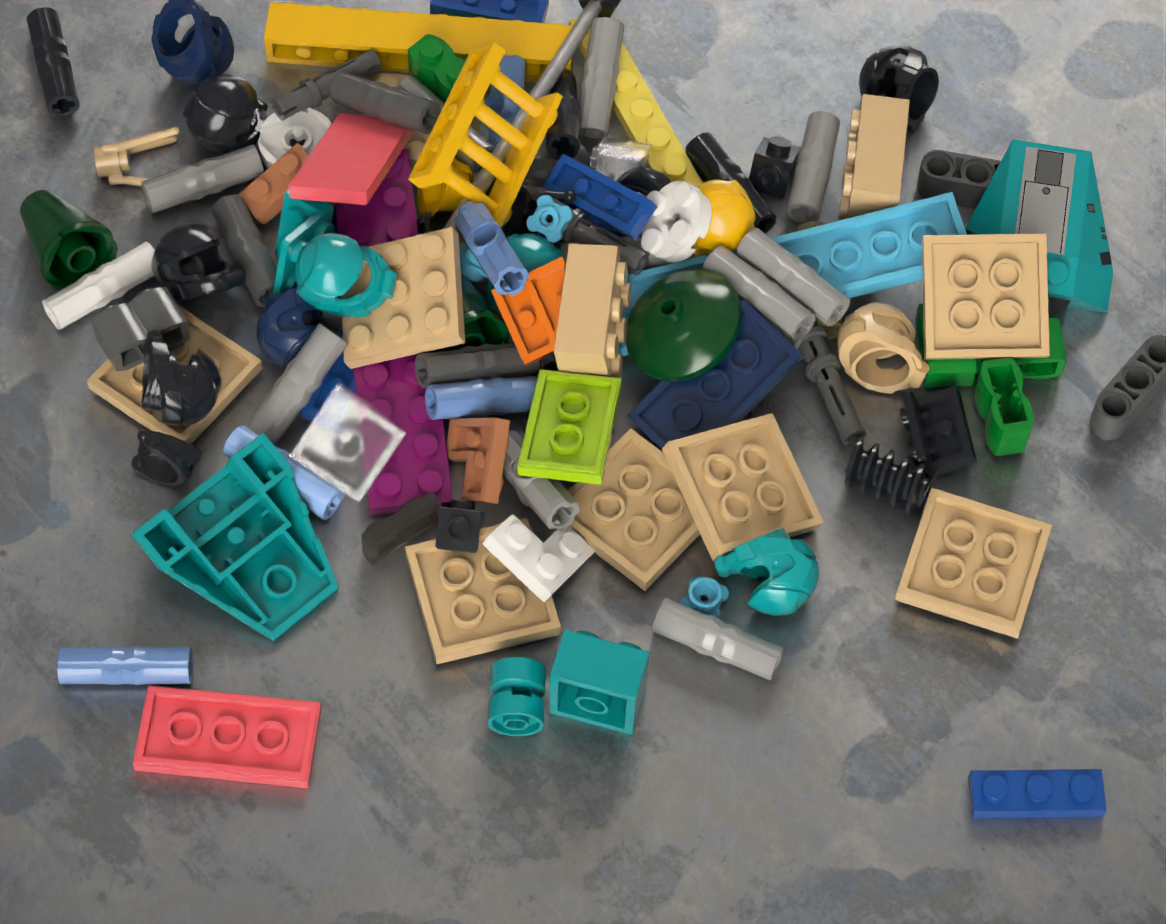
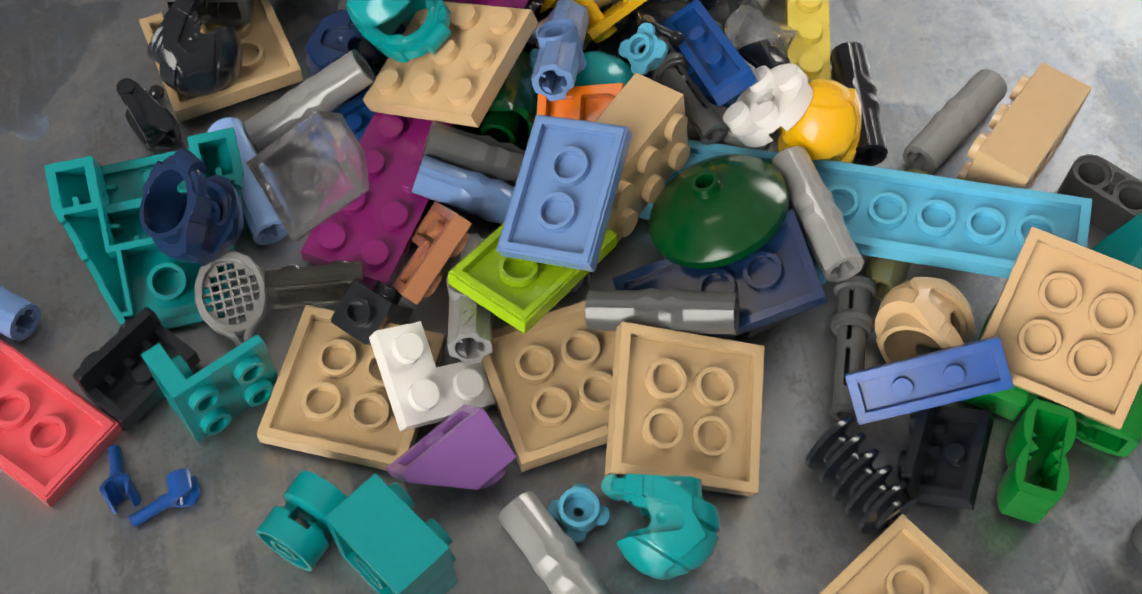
camera: 30 degrees right, 0 degrees up
(291, 505) = (194, 223): none -> dark blue helmet
(307, 656) = (118, 375): none -> black bracket
(354, 743) = (119, 484): none -> blue hand
(376, 655) = (217, 392): none -> teal bracket
(380, 605) = (253, 317): none -> light grey piece
(405, 728) = (182, 492): none -> blue hand
(574, 363) = (565, 192): none -> medium blue tile
(596, 594) = (458, 453): none -> medium lavender slope
(686, 420) = (668, 309): none -> dark grey axle
(773, 165) = (912, 103): black bracket -> none
(793, 276) = (864, 213): light grey axle -> none
(903, 75) = (1105, 67): black helmet -> none
(903, 383) = (929, 380): none -> plate

